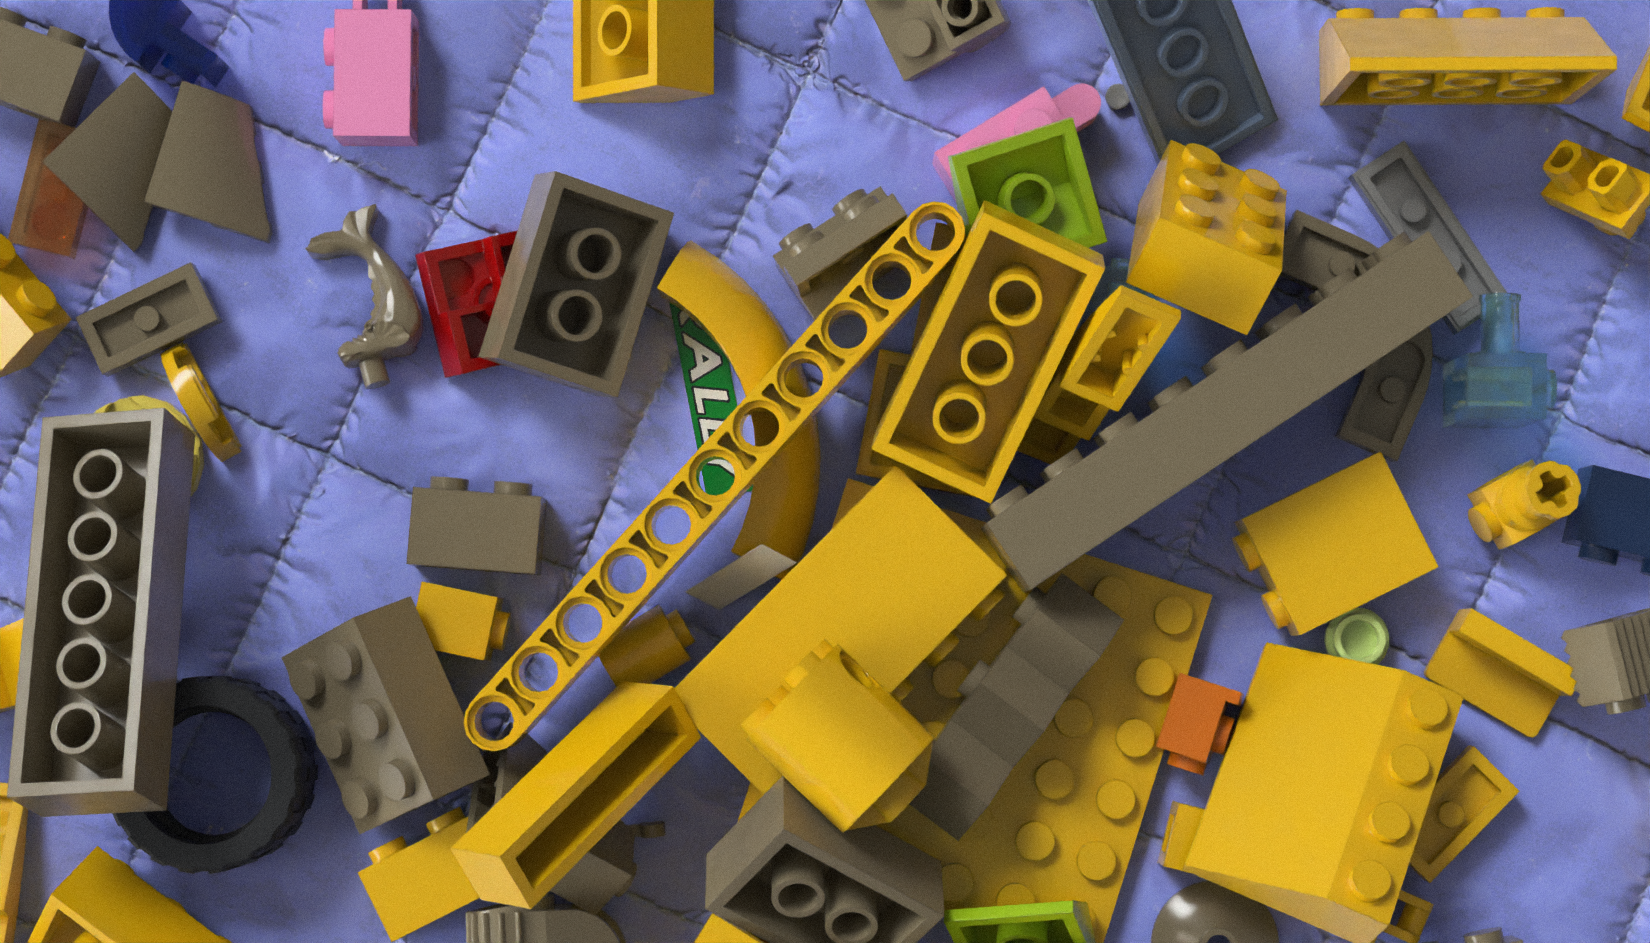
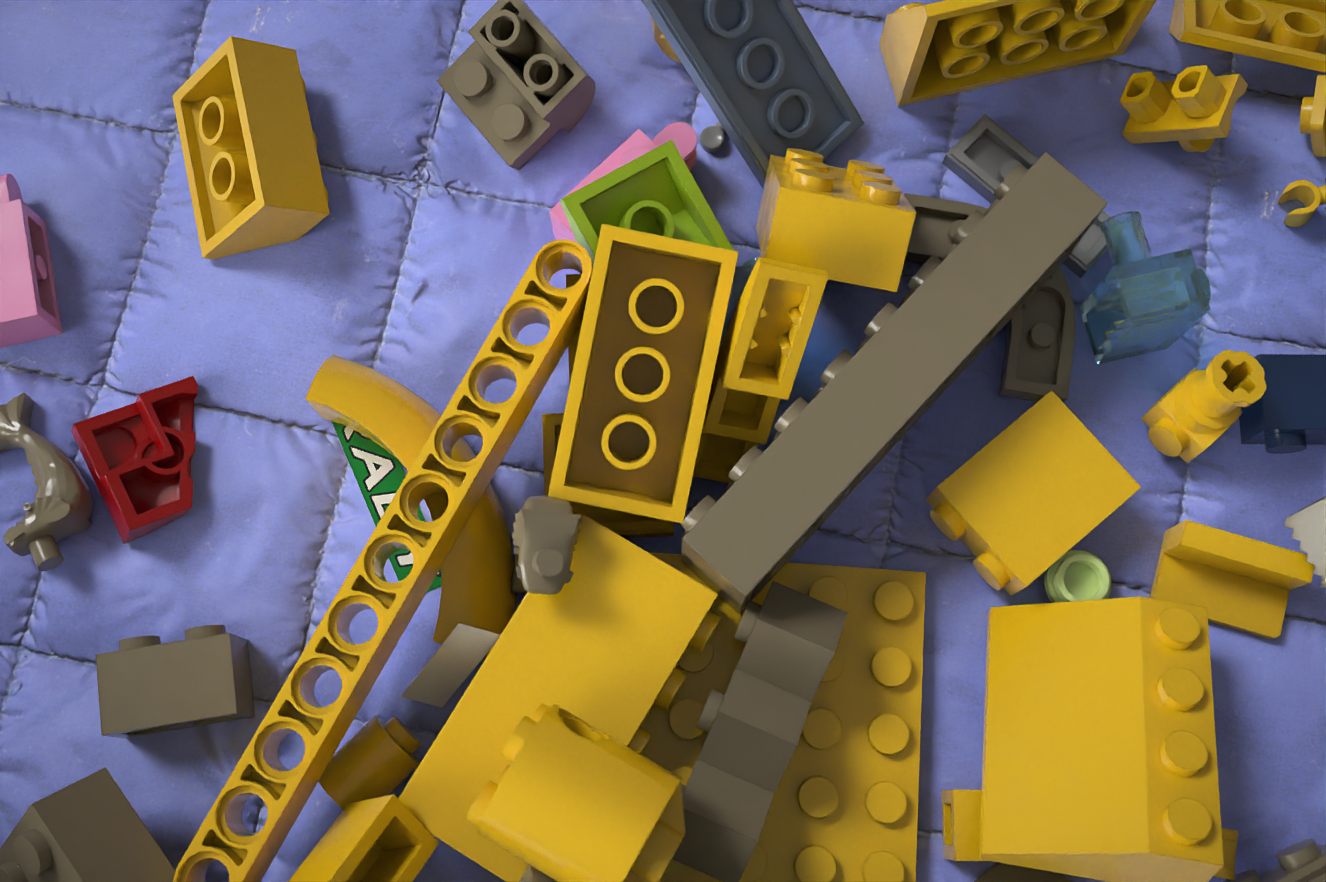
camera: 15 degrees left, 10 degrees down
(463, 621) = (172, 781): yellow brick -> none
(576, 284) = (226, 416): dark tan brick -> none
(827, 258) = (461, 327): dark tan brick -> none
(854, 491) = (544, 545): none -> dark tan animal
(1197, 723) = (947, 703): orange brick -> none
(1460, 807) = (1242, 717): yellow plate -> none

